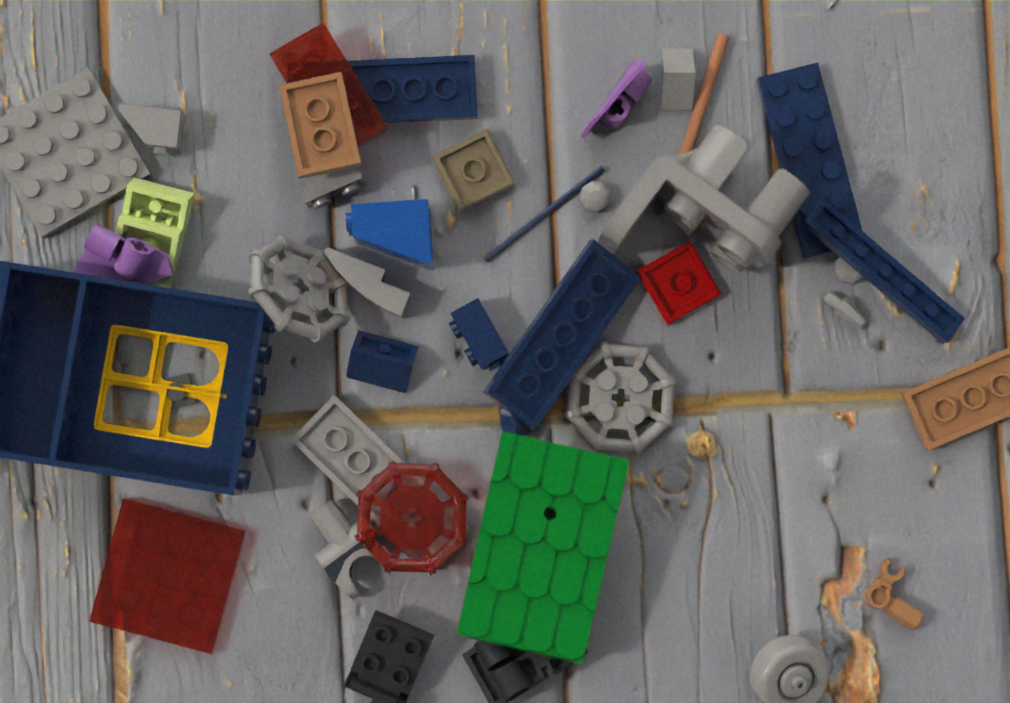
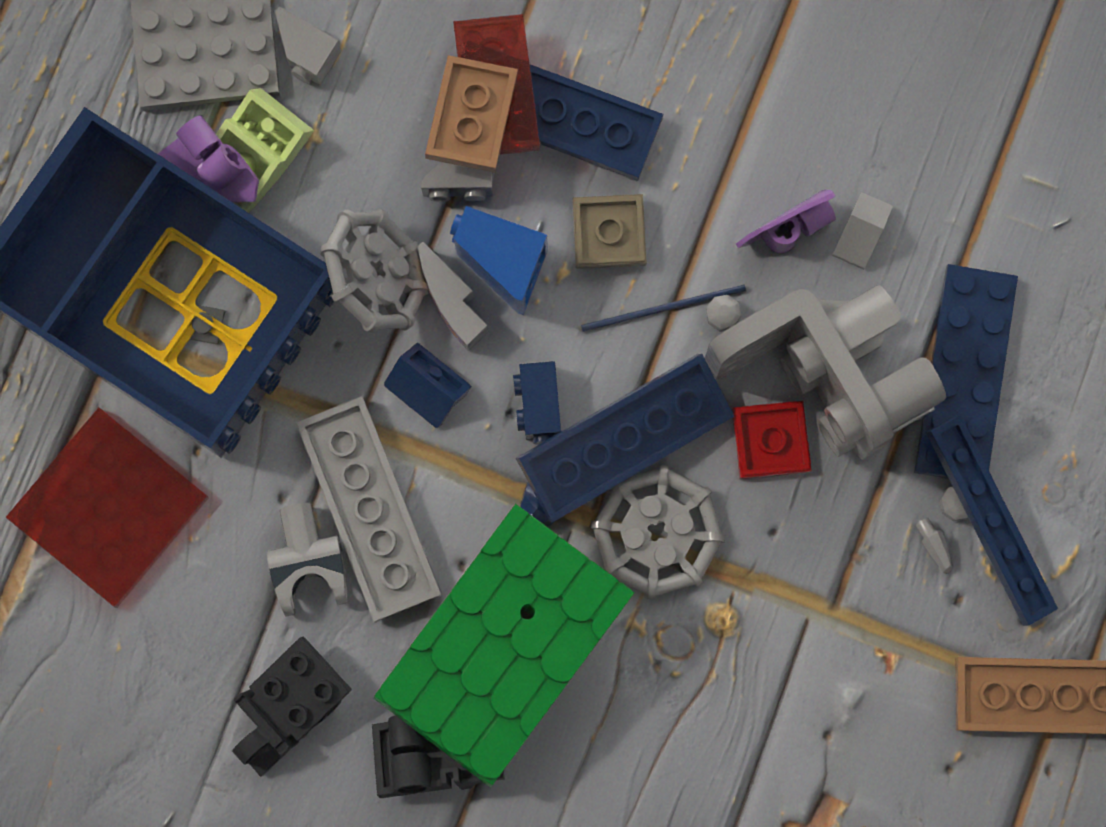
camera: 30 degrees right, 5 degrees down
(398, 530) = (363, 562): clear red plate -> none
(704, 93) = (889, 252): nougat piece -> none

